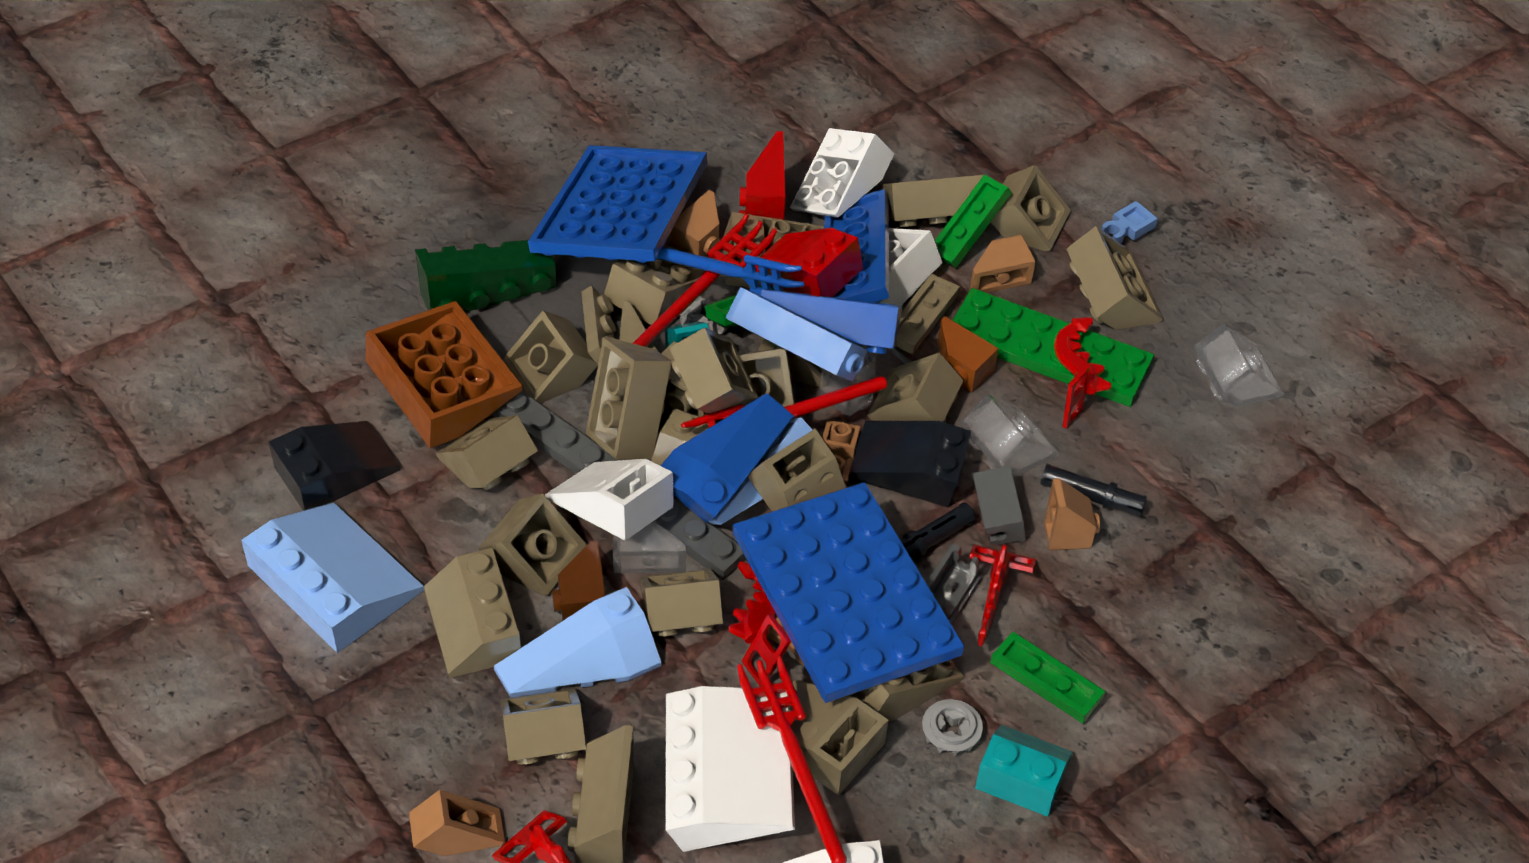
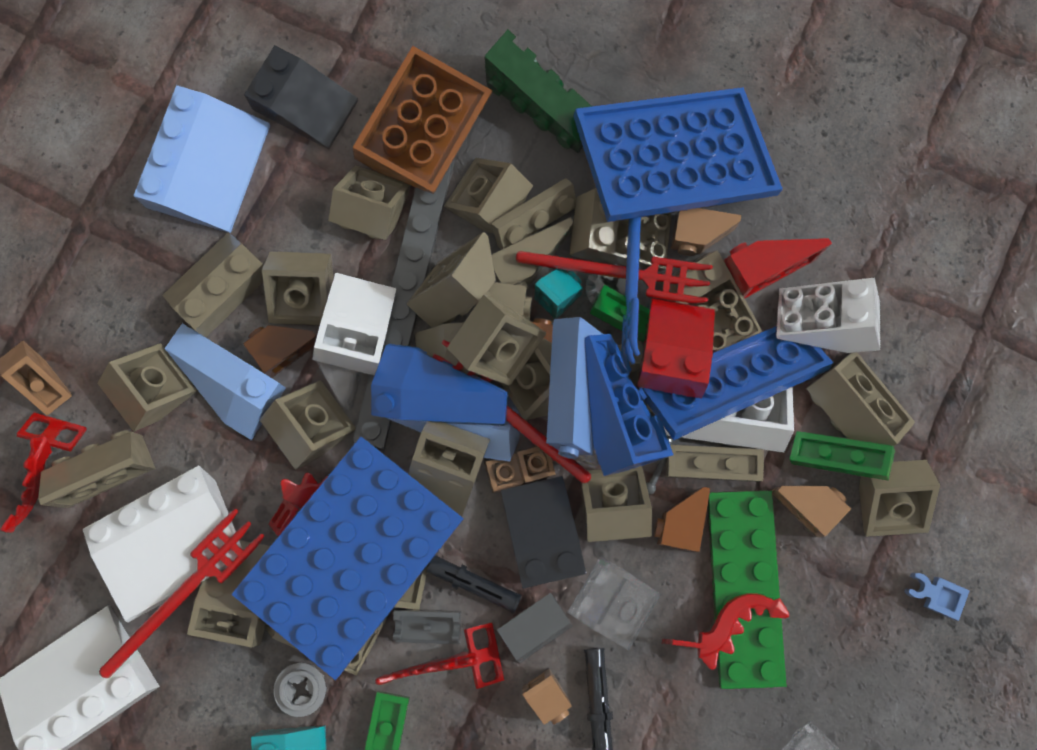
camera: 65 degrees right, 30 degrees up
(1112, 281) = (852, 613): dark tan slope -> none

